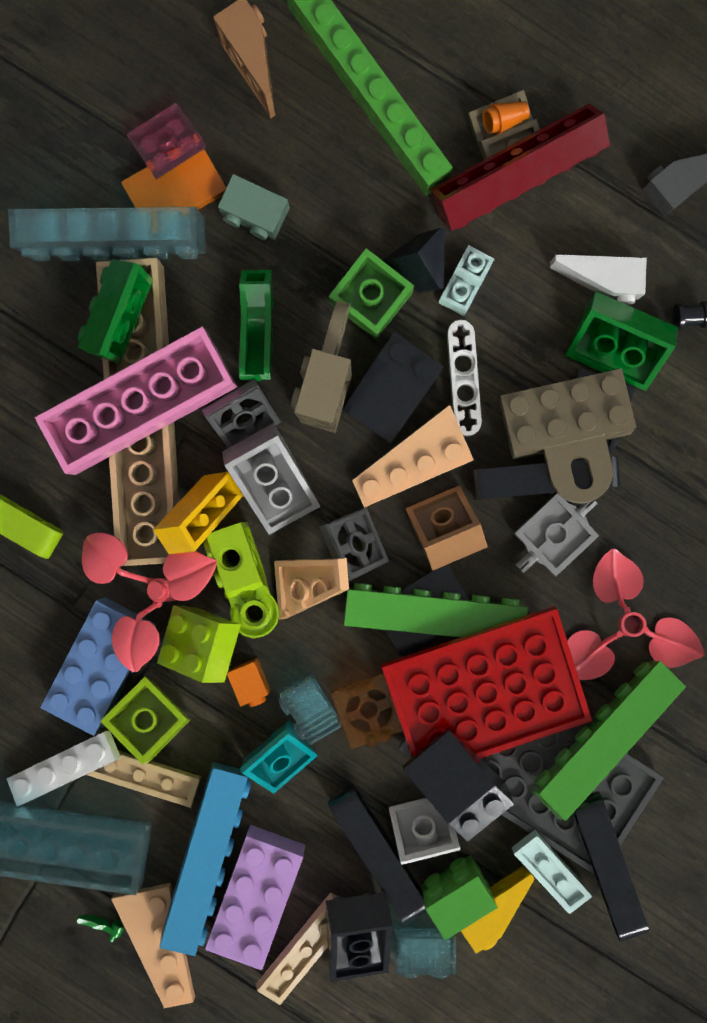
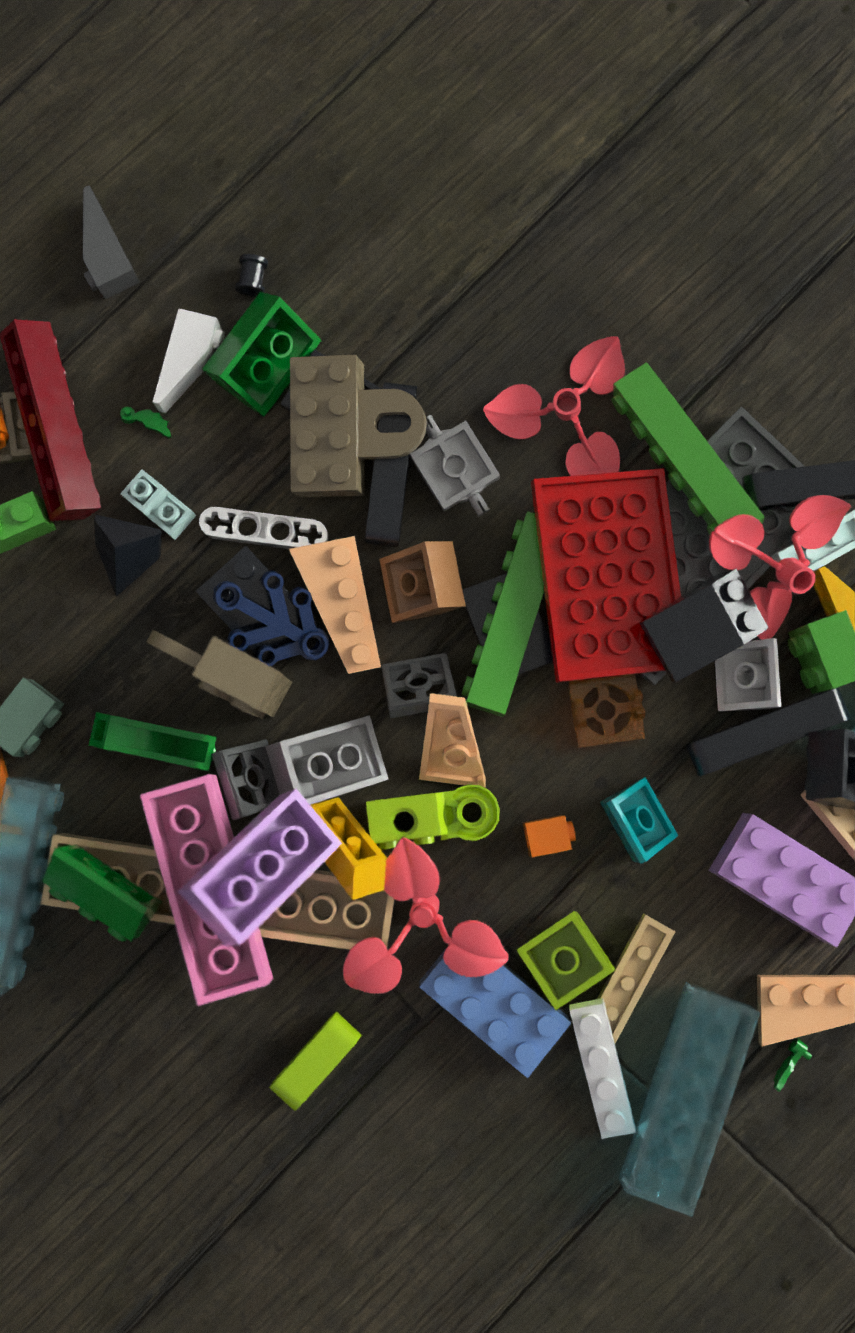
camera: 85 degrees left, 5 degrees down
(160, 445) = (260, 868): none -> lavender brick
(198, 644) = (493, 881): lime brick -> none
(204, 859) = (736, 928): dark azure brick -> none
(309, 708) = (591, 773): clear light blue brick -> none
(374, 293) = (148, 603): bright green brick -> none
(381, 408) = (276, 623): none -> dark blue plant
(540, 256) = (149, 419): none -> green piece
(541, 802) = (739, 536): none -> coral plant

